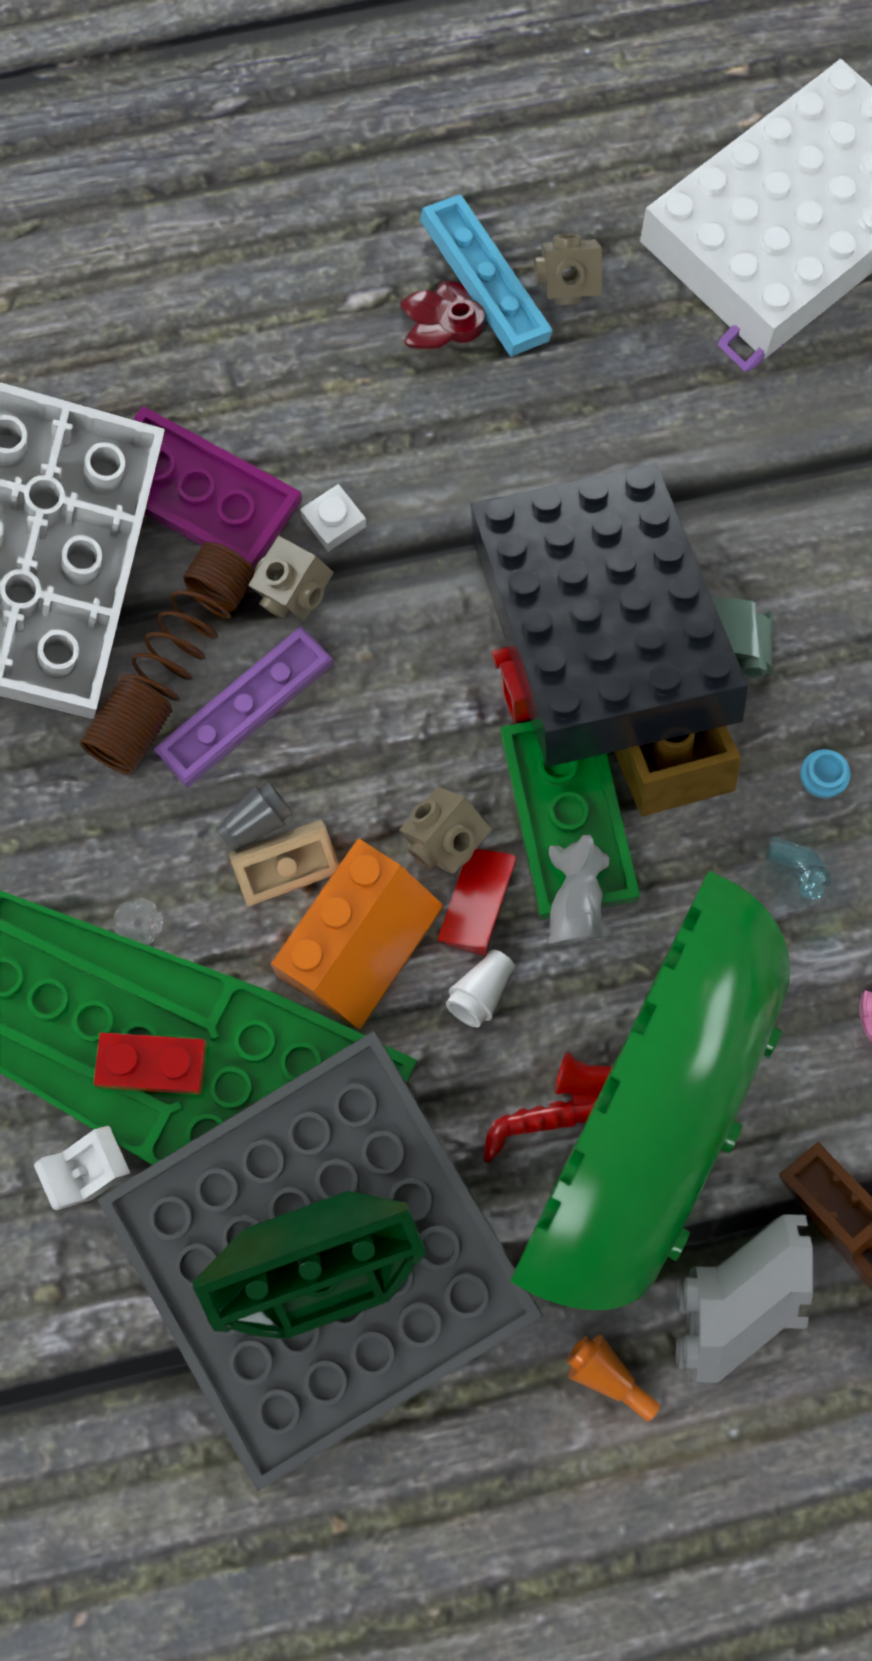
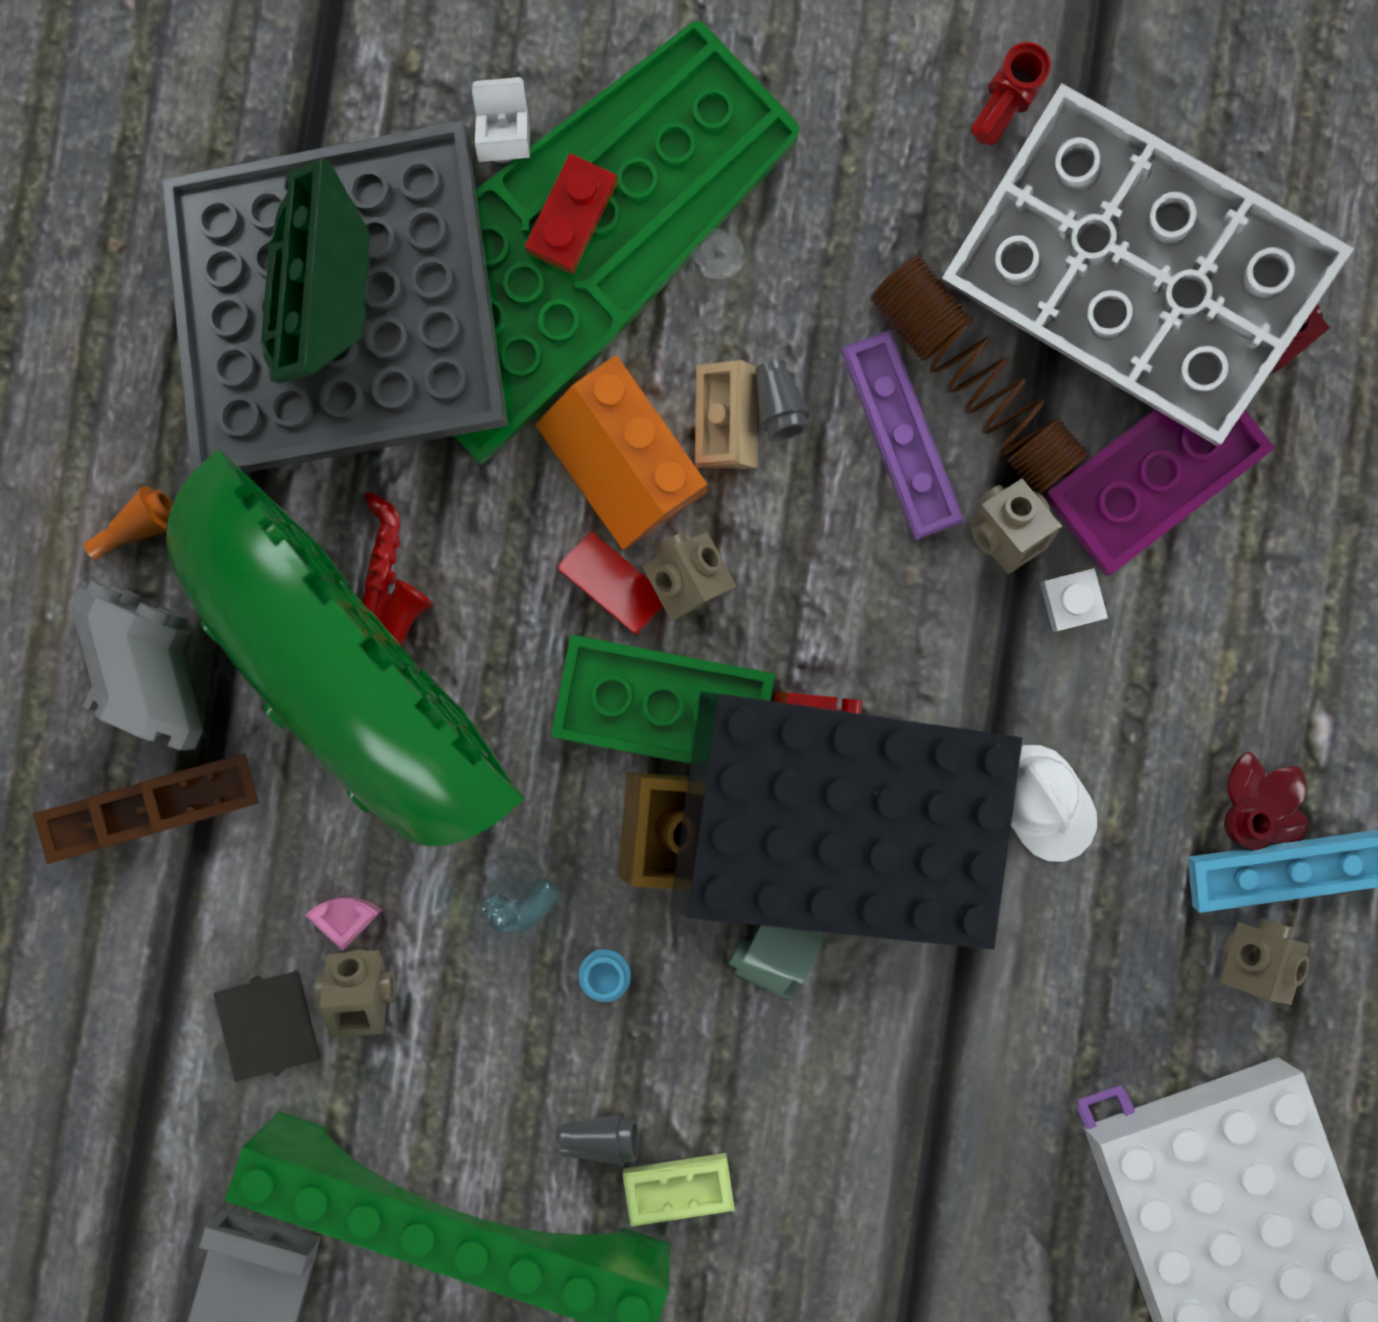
camera: 115 degrees right, 15 degrees up
(479, 991) = (524, 550): white cone -> none
(515, 467) = (1051, 806): none -> white piece
(578, 903) = (557, 667): light grey animal -> none

